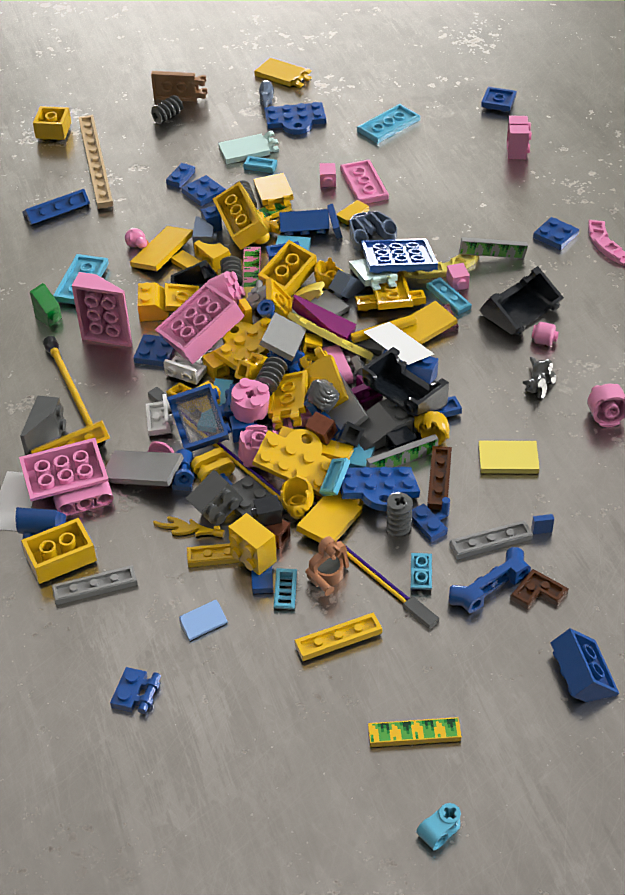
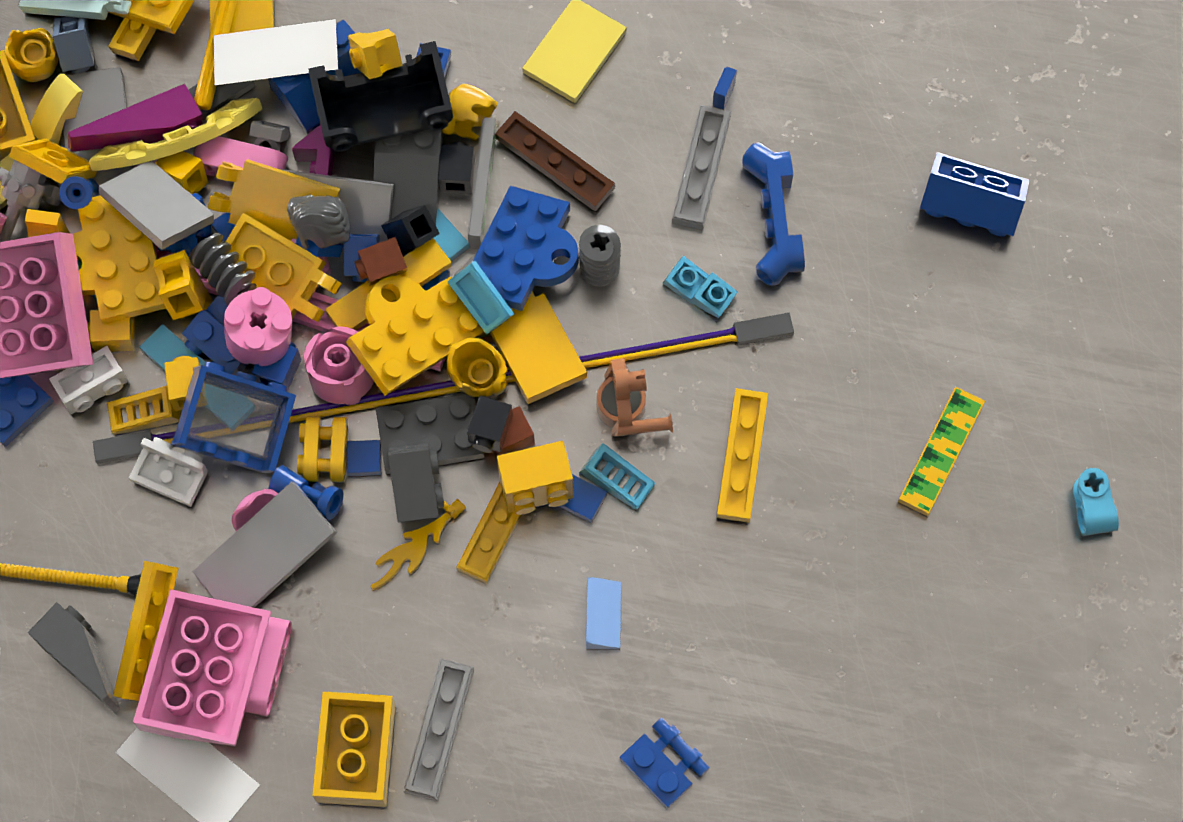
camera: 60 degrees left, 25 degrees up
(33, 521) = (277, 750): blue brick -> none
(426, 370) = (374, 52): none -> yellow brick
(429, 522) = (631, 225): blue plate -> none
(536, 586) = (814, 160): reddish brown tile -> none

